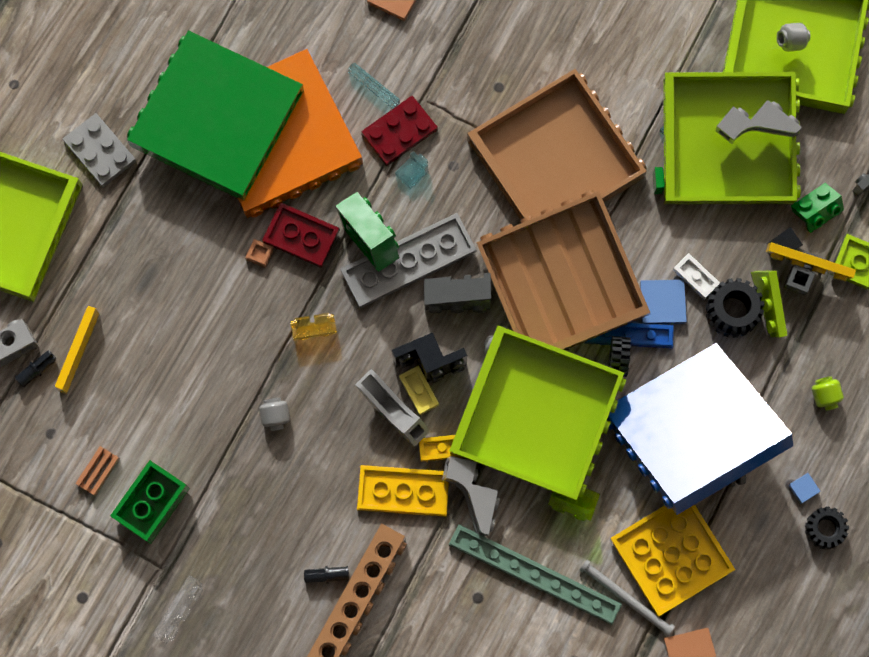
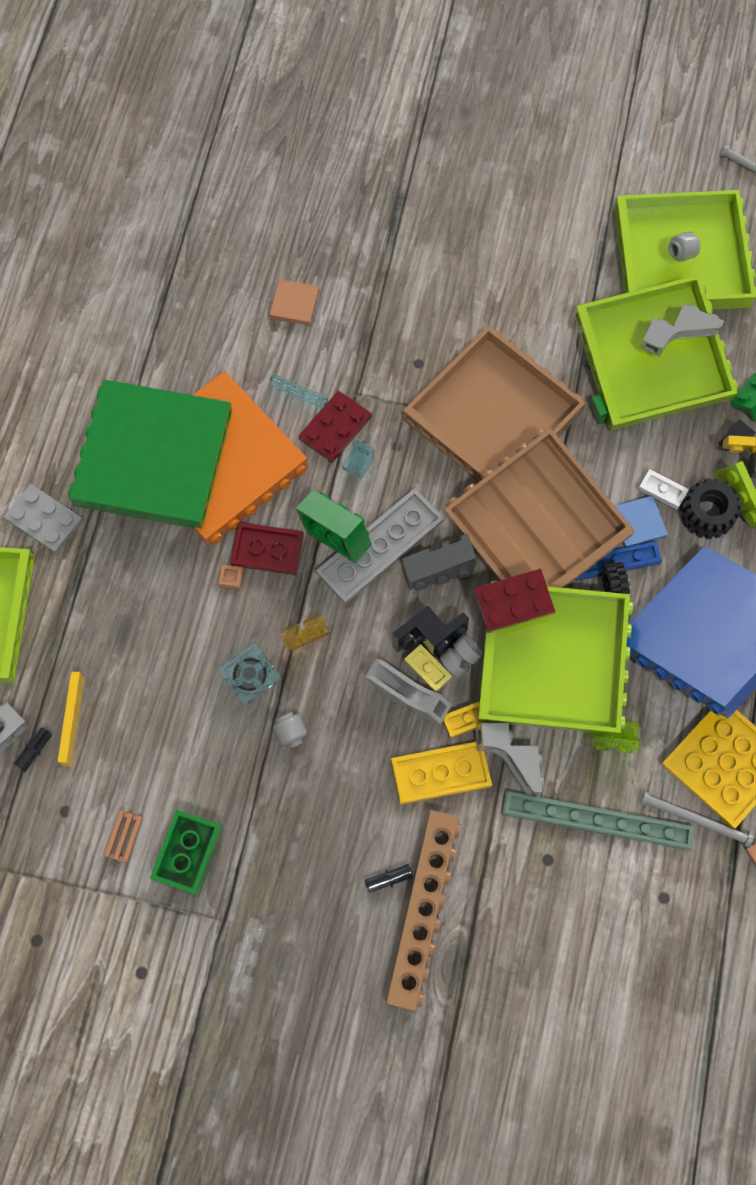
camera: 15 degrees left, 5 degrees down
(251, 352) = (249, 675): none -> clear light blue piece
(453, 386) = (464, 653): none -> light grey wheel
(513, 350) = (514, 600): none -> dark red plate

